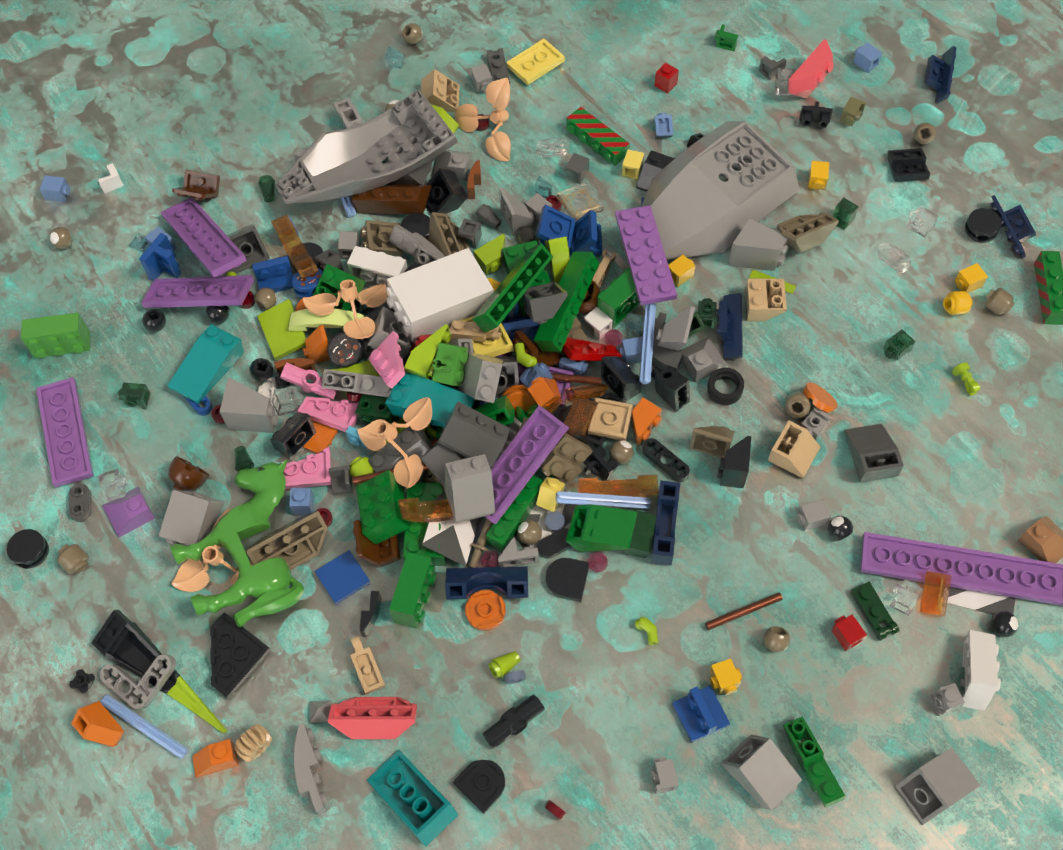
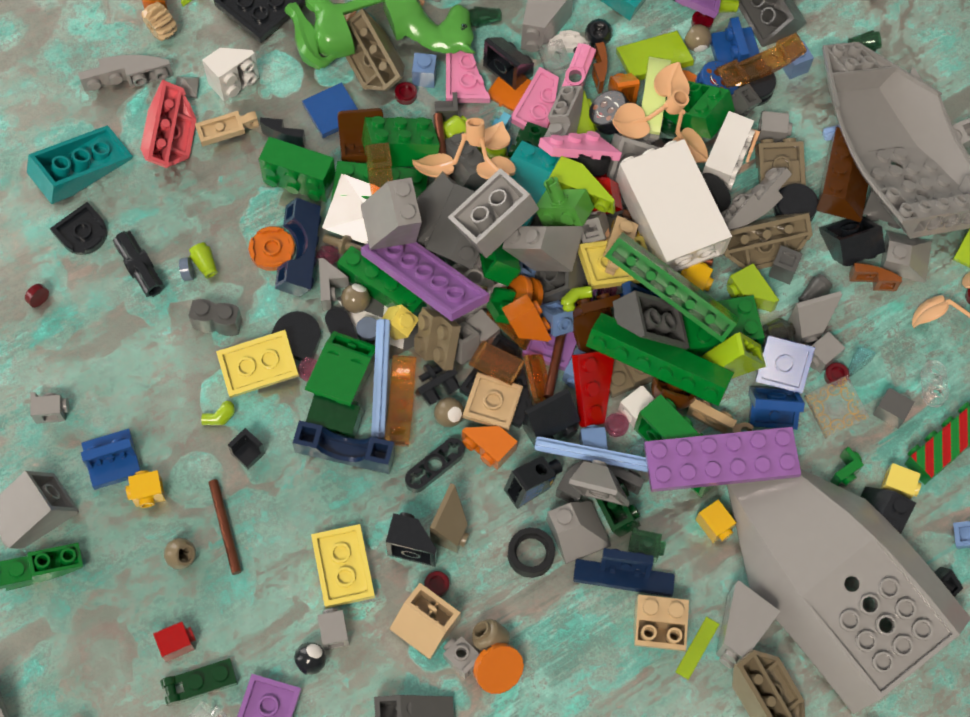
camera: 90 degrees right, 5 degrees up
(312, 666) = (230, 71): none -> white slope
(471, 401) = (493, 212): none -> light grey slope
(561, 639) = (212, 317): none -> dark grey brick
(600, 601) = (257, 363): none -> light yellow plate
(627, 192) = (848, 473): none -> green bracket
(676, 601) = (246, 448): none -> black panel
(760, 449) = (437, 583): none -> dark red tile
(761, 515) = (342, 566): none -> light yellow plate

